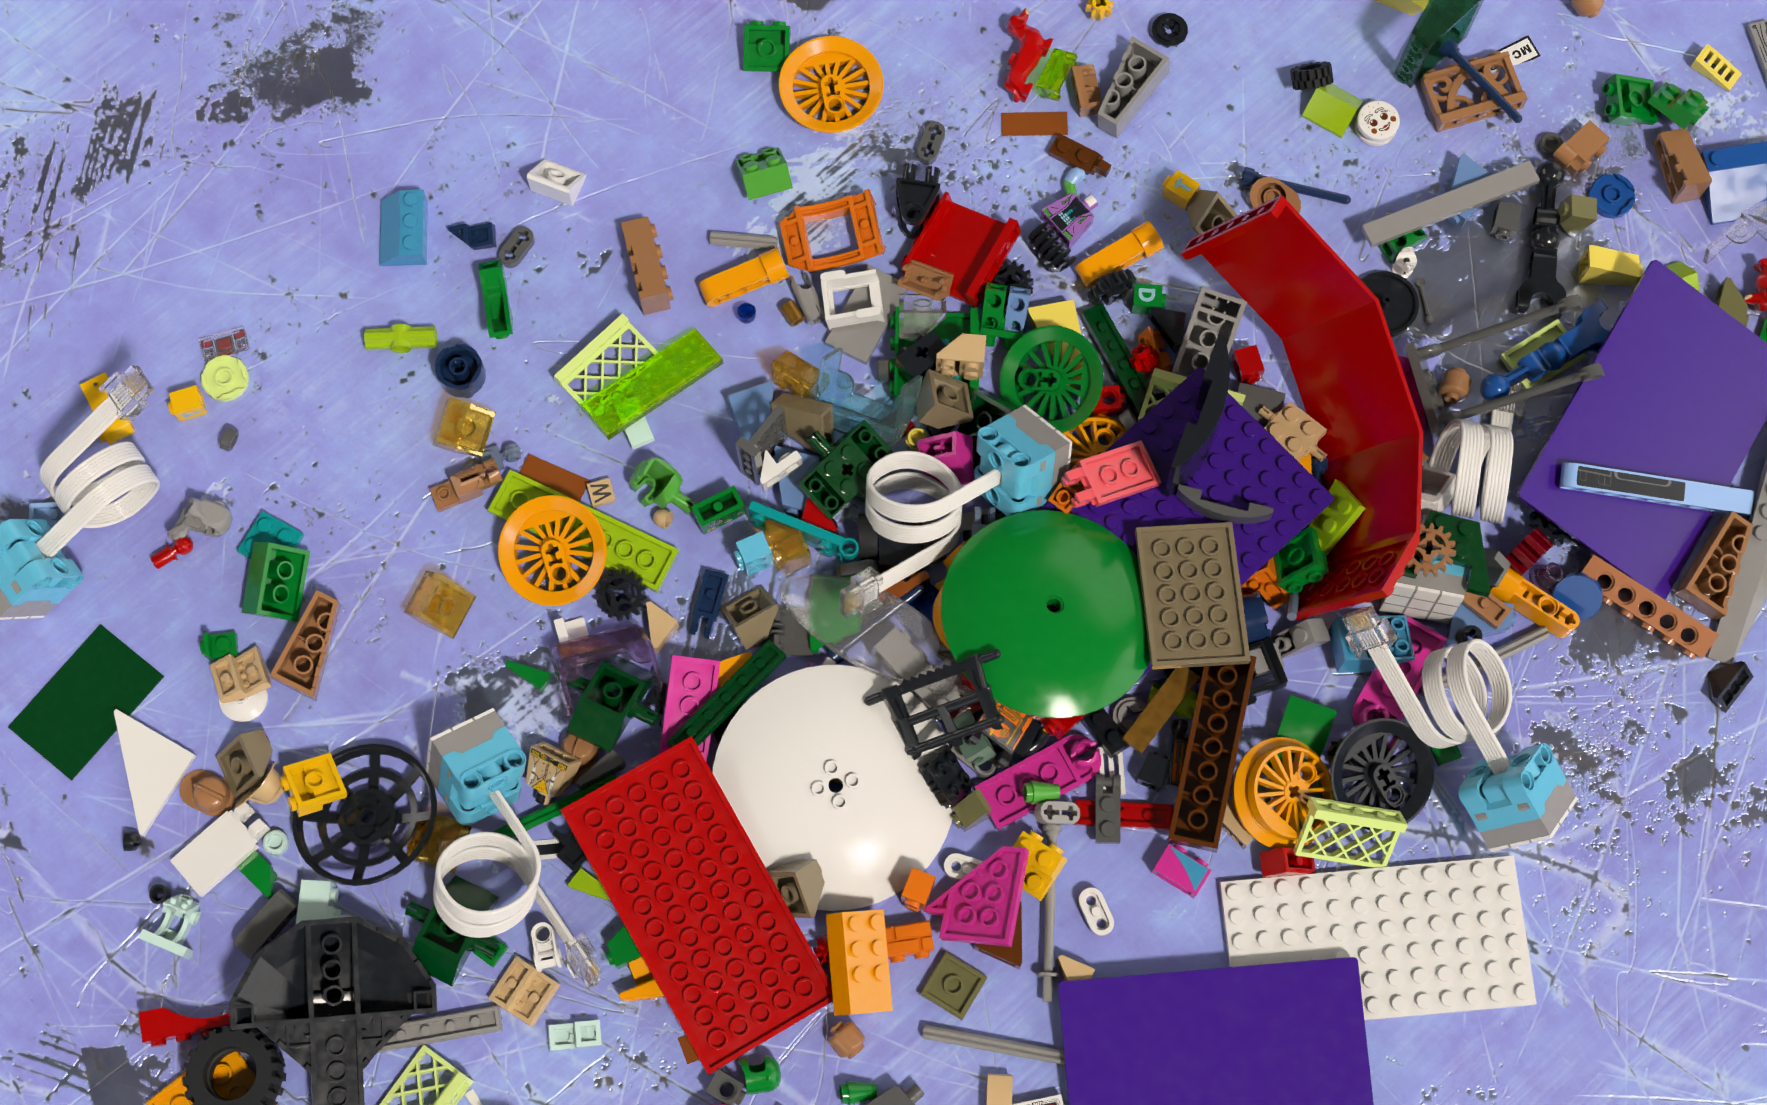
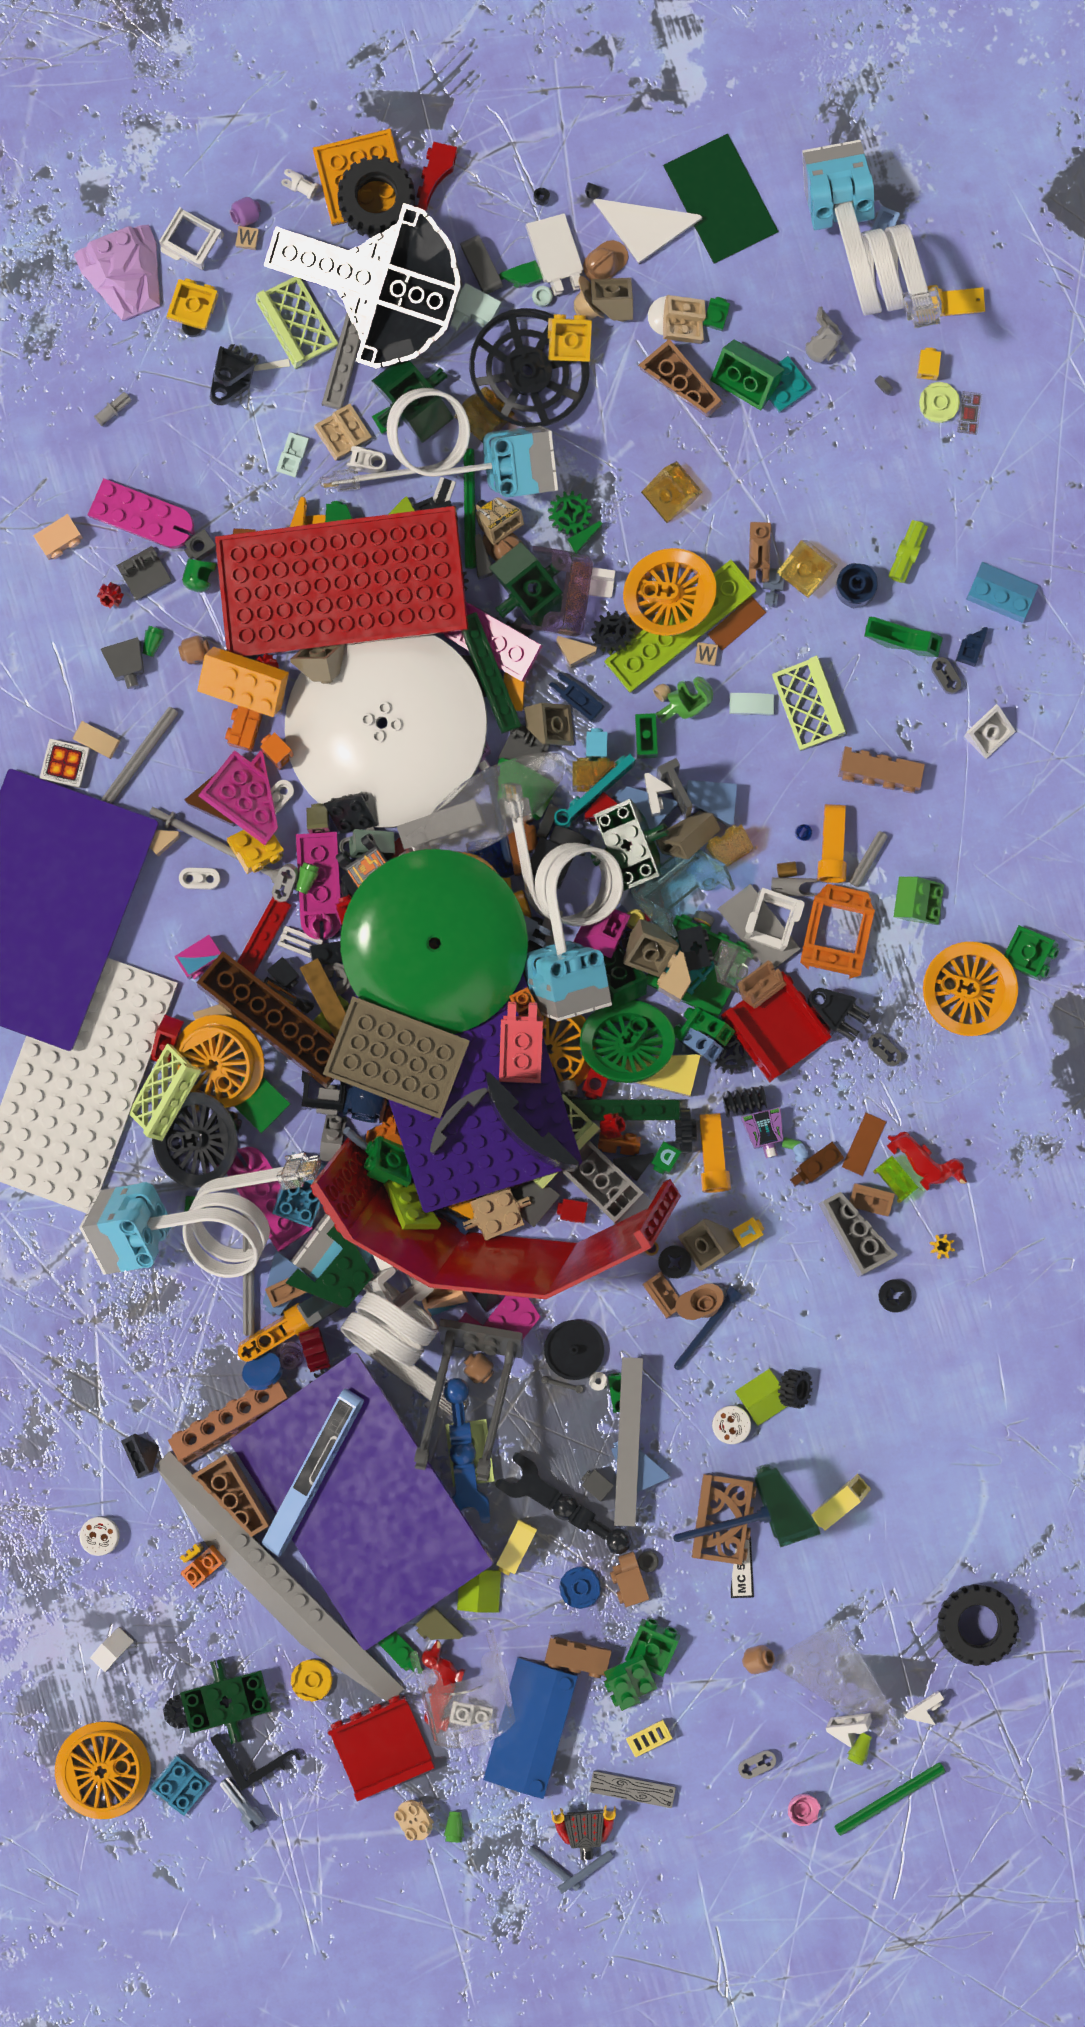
camera: 120 degrees right, 10 degrees up
(181, 546) = (809, 304): red axle -> none
(181, 906) = (503, 190): light aqua tile -> none
(516, 693) = (562, 514): none -> green gear
(652, 383) = (775, 730): clear neon green plate -> none
(953, 985) = (196, 747): olive tile -> none
(982, 694) = (403, 796): black piece -> none
(1107, 810) = (270, 923): dark grey plate -> none
(1438, 551) = (332, 1245): medium nougat gear -> none
(1475, 633) = (274, 1262): black bush -> none
(1577, 213) = (572, 1539): olive slope -> none

